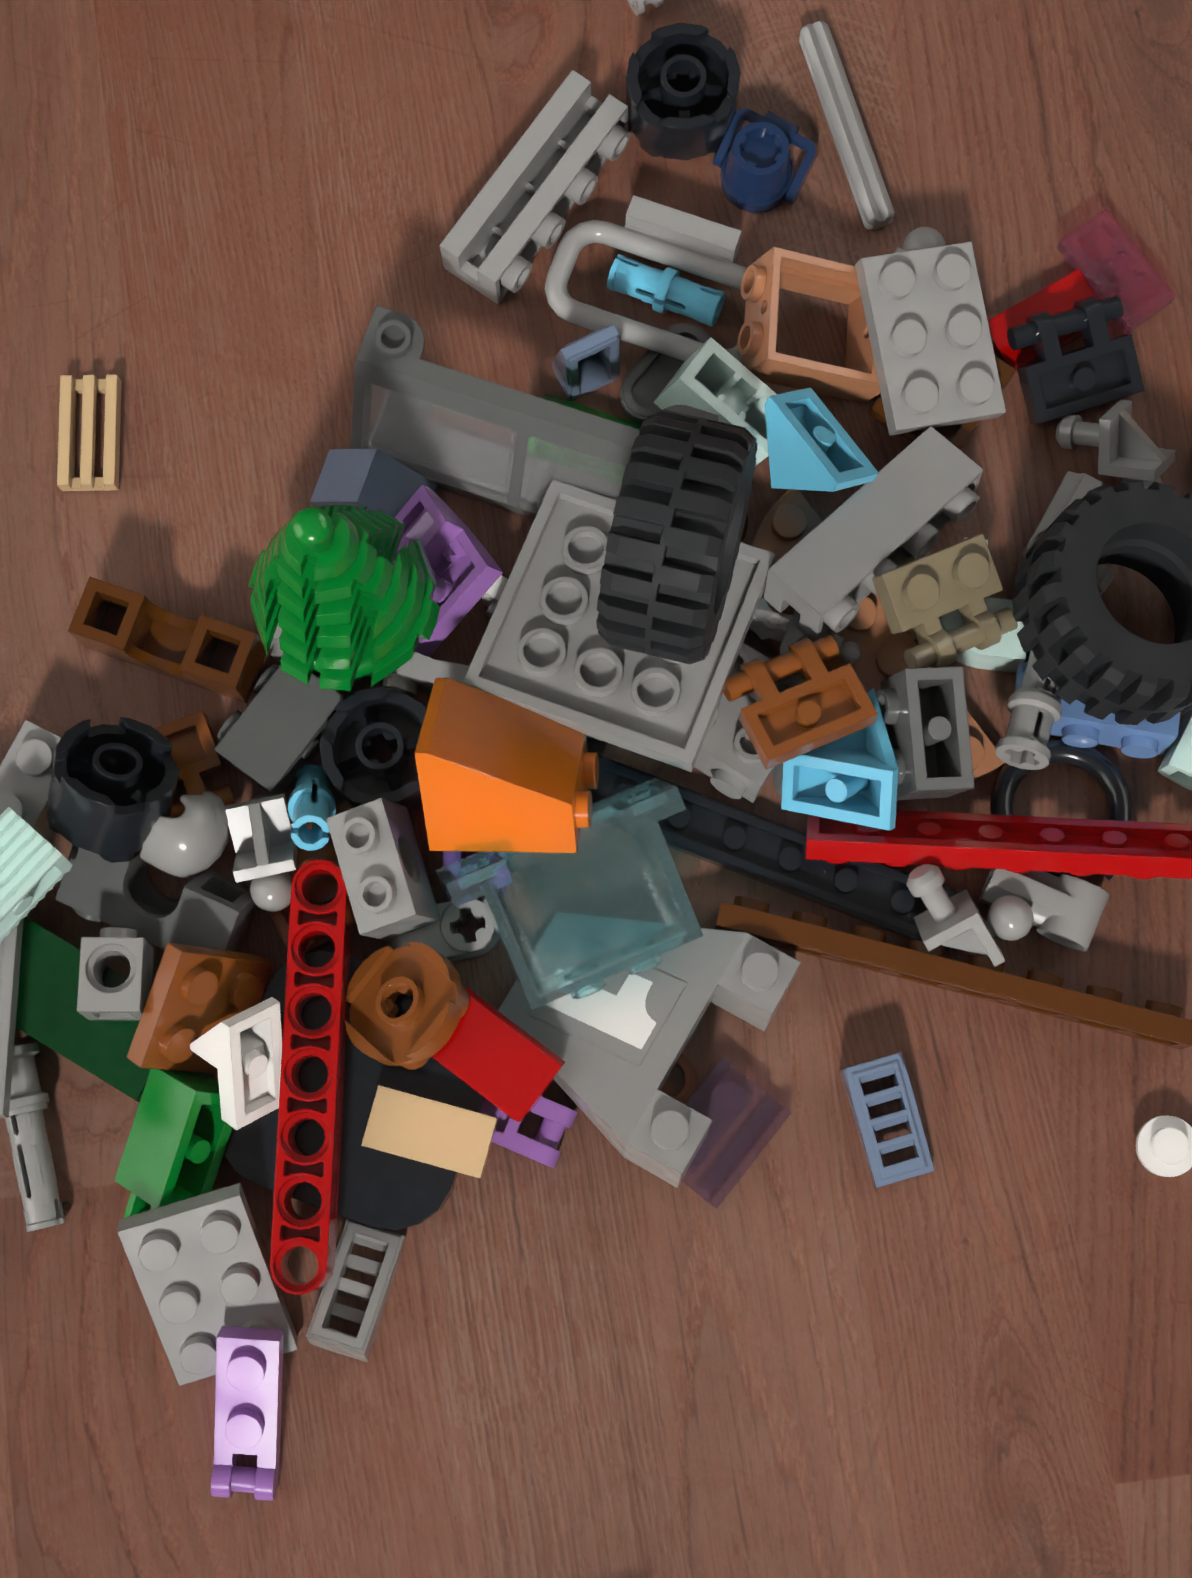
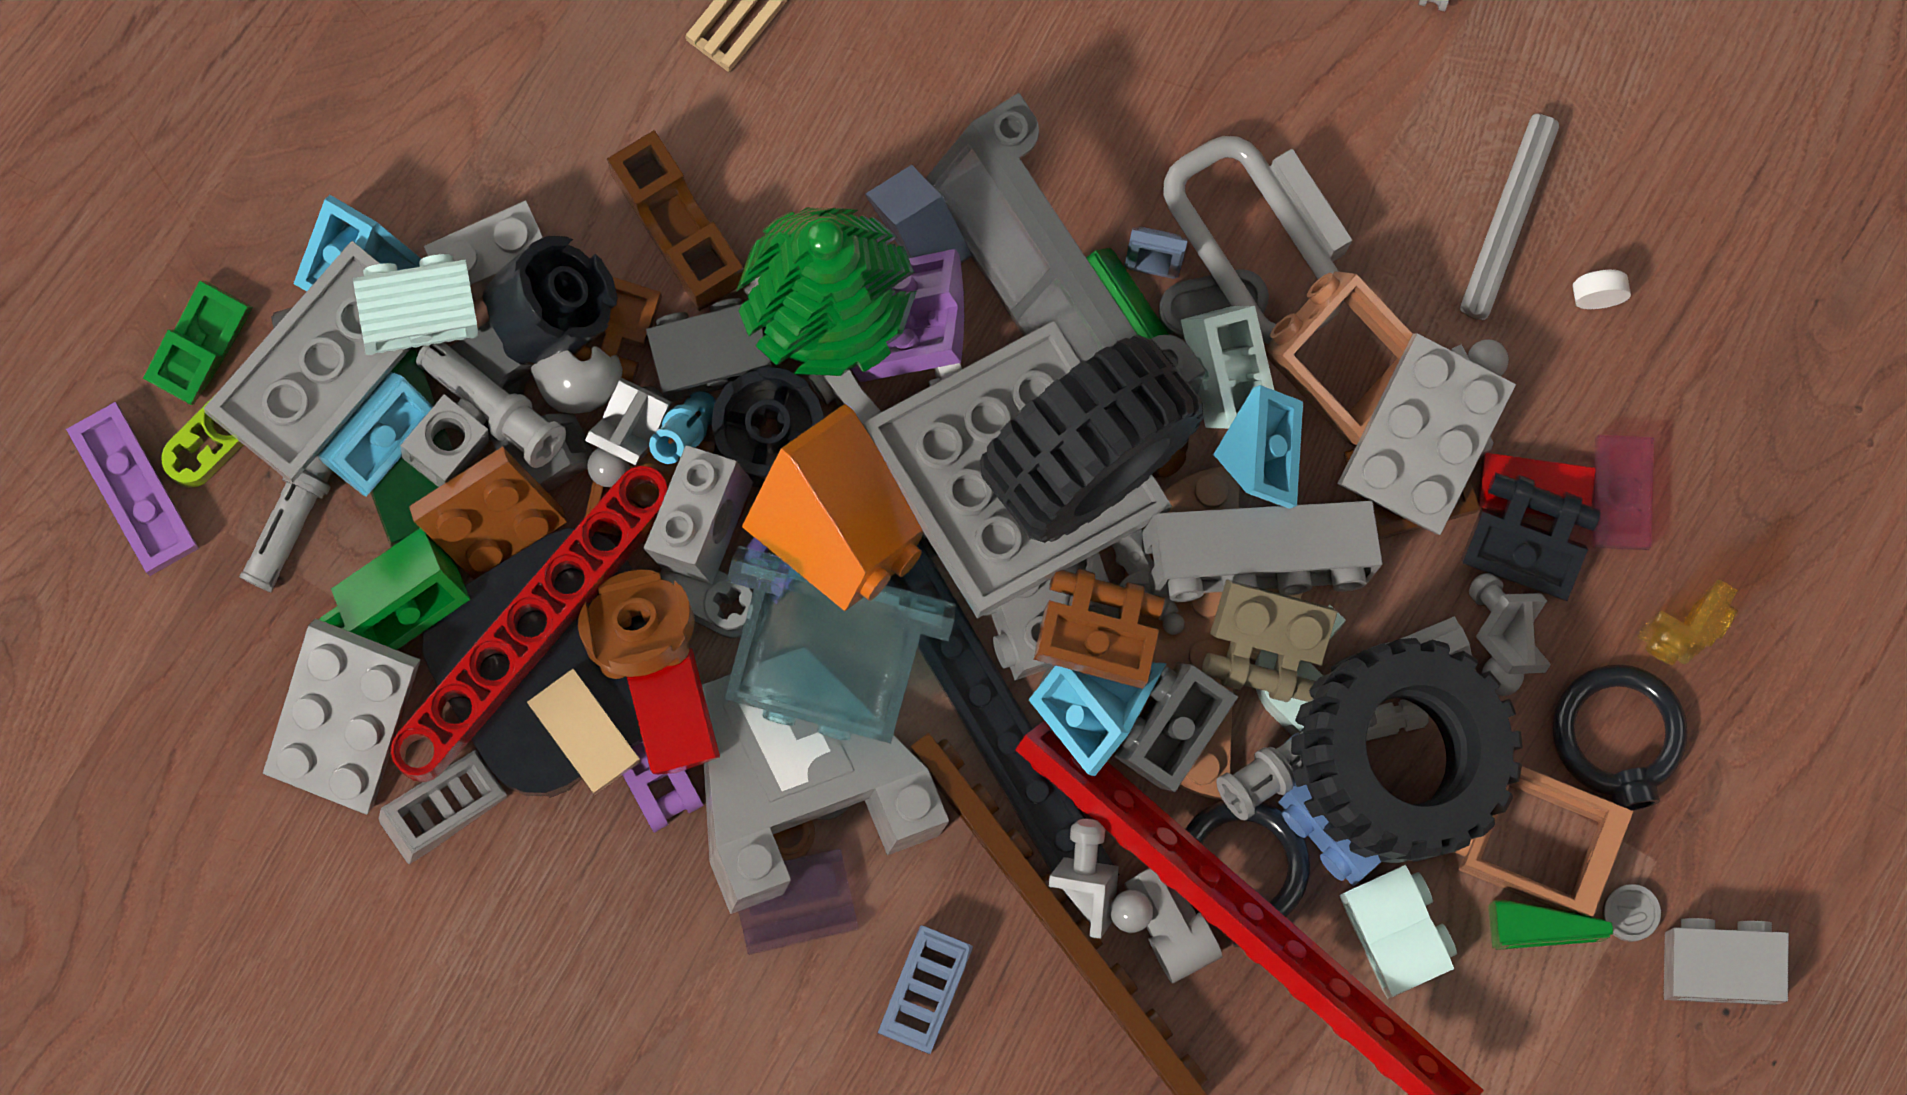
camera: 30 degrees right, 0 degrees up
(48, 1027) = (373, 435): none -> medium azure slope
(150, 912) = (508, 415): none -> light grey pin
(247, 1060) = (494, 576): white slope -> none
(248, 1411) = (298, 829): plate -> none
(536, 189) = (1226, 84): light grey brick -> none
(665, 290) = (1263, 239): medium azure pin -> none
(682, 92) = (1381, 69): black brick -> none
(758, 162) = (1413, 195): dark blue piece -> none
(967, 125) = (1601, 289): none -> white tile

